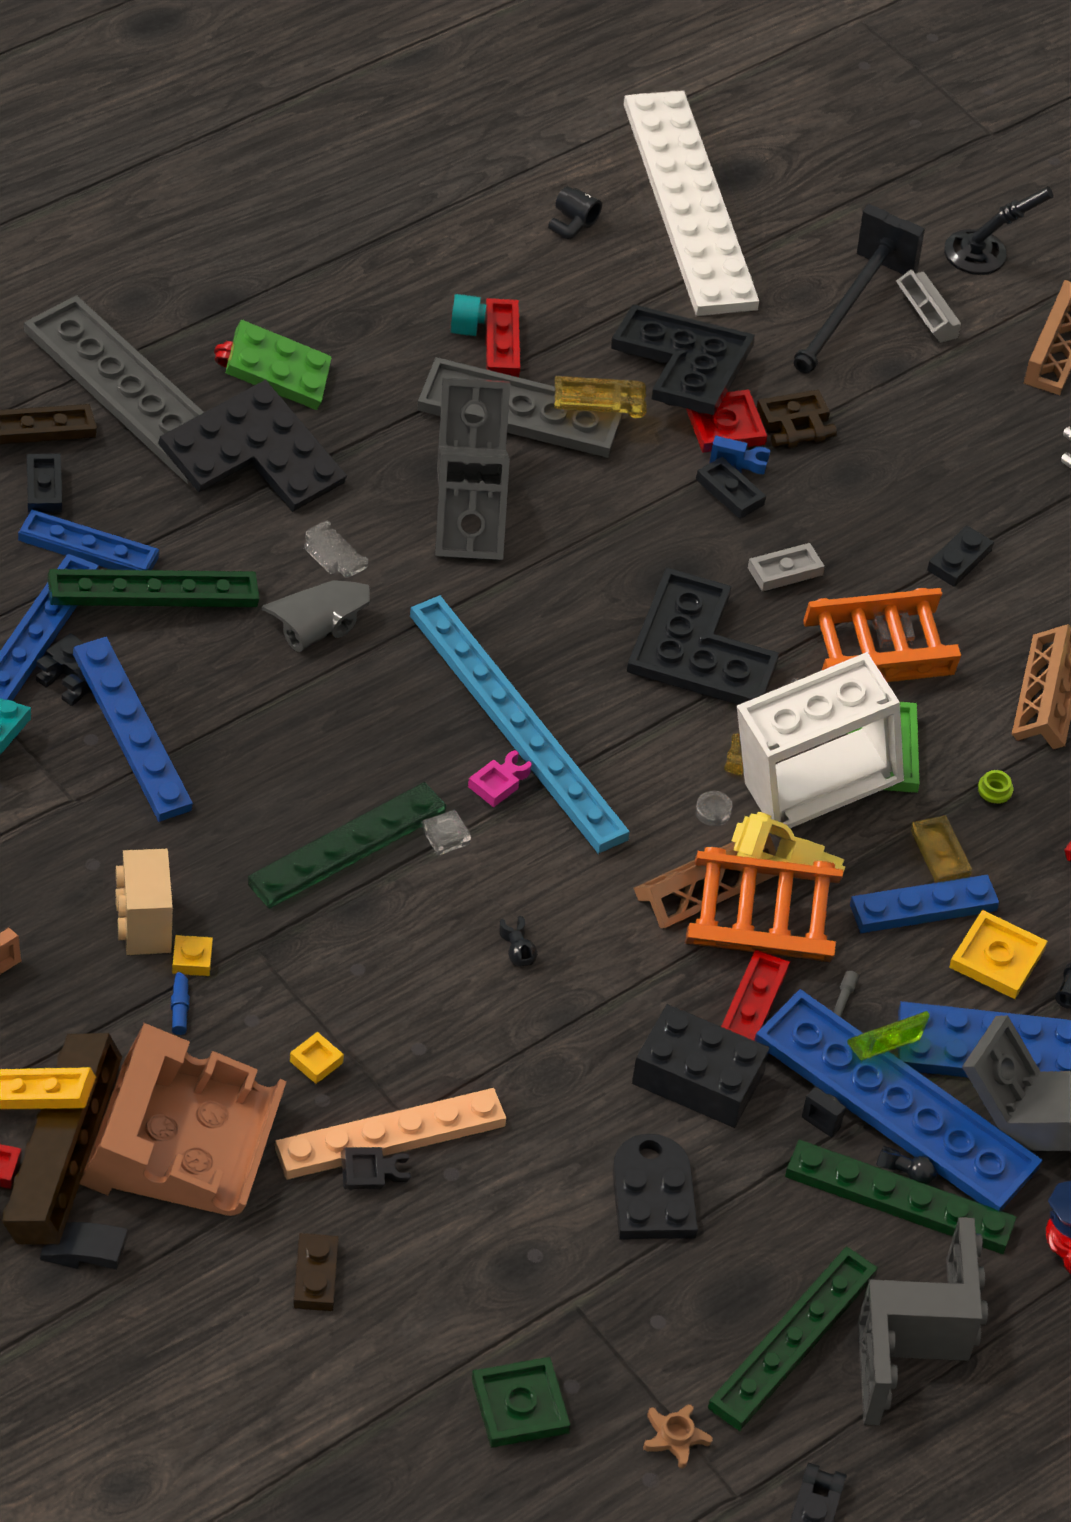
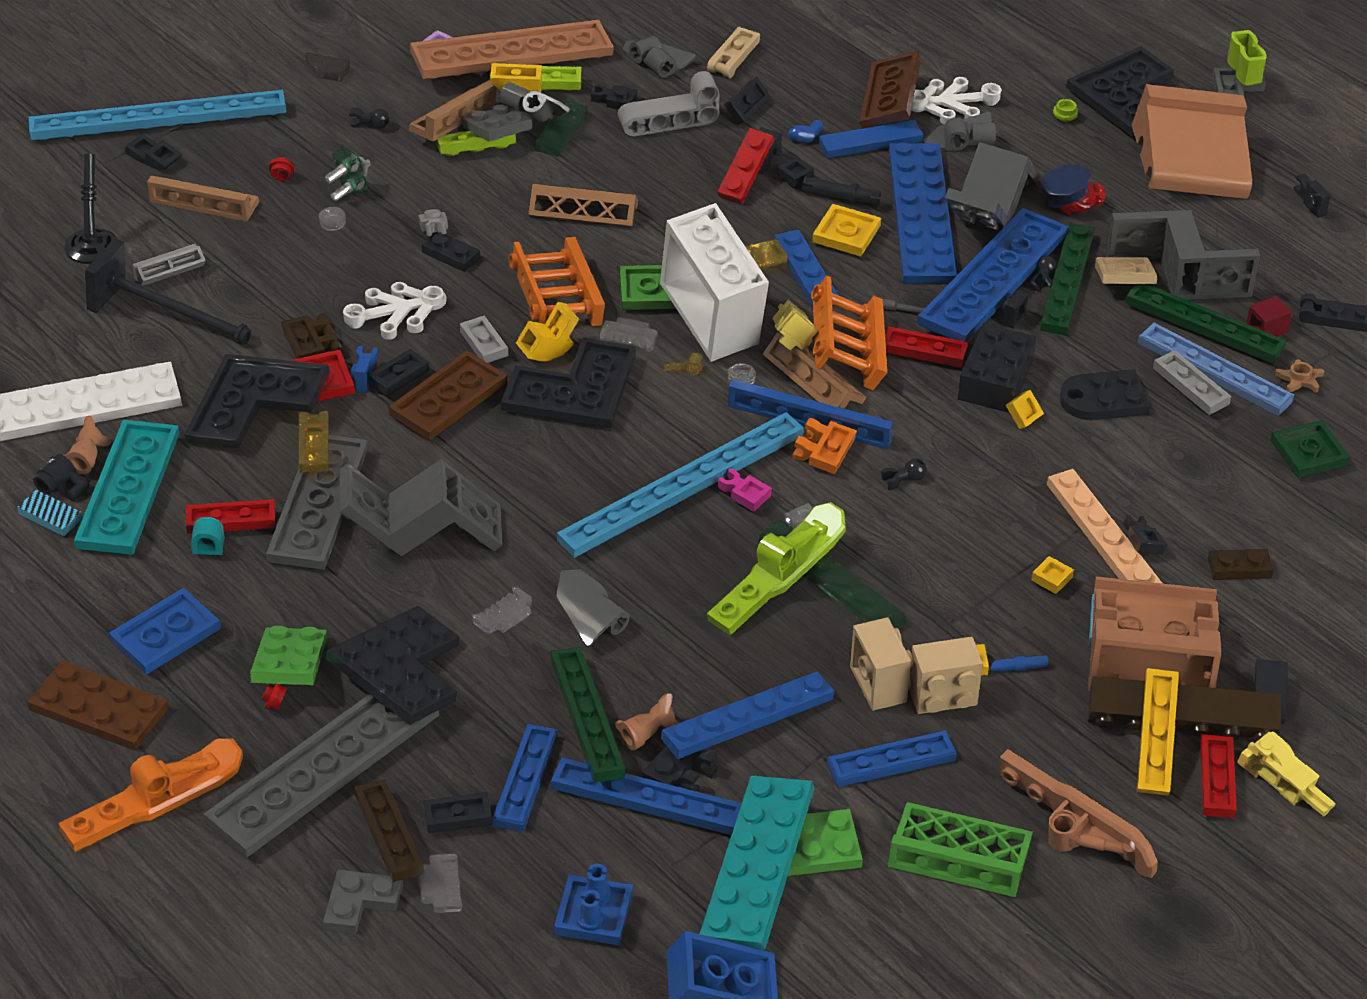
camera: 90 degrees left, 5 degrees down
(54, 856) = (891, 758): none -> blue tile
(119, 269) = (155, 791): none -> orange piece
(124, 628) = (643, 726): none -> nougat animal
(187, 834) = (881, 663): none -> tan brick
(246, 236) = (98, 705): none -> reddish brown plate
(337, 282) = (164, 631): none -> blue plate
(354, 783) = (780, 565): none -> lime piece
(527, 207) = (50, 513): none -> medium azure tile
(558, 261) = (127, 487): none -> teal plate
(568, 873) = (832, 445): none -> orange plate
(600, 223) = (84, 451): none -> nougat animal
(620, 1084) = (1024, 409): none -> yellow plate
(623, 866) = (775, 403): none -> blue plate
(666, 1291) = (1192, 382): none -> light grey plate
(688, 527) = (448, 395): none -> reddish brown plate
(700, 1335) = (1219, 369): none -> medium blue tile
(779, 620) = (550, 339): none -> yellow brick
(793, 1416) = (1270, 316): none -> dark red brick
(863, 526) = (426, 300): none -> white plant
(889, 1036) = (950, 267): clear neon green slope -> none
(900, 1251) = (1125, 270): none -> tan tile
(1007, 536) = (433, 221): none -> light grey plate
(1022, 452) = (332, 218): none -> clear tile

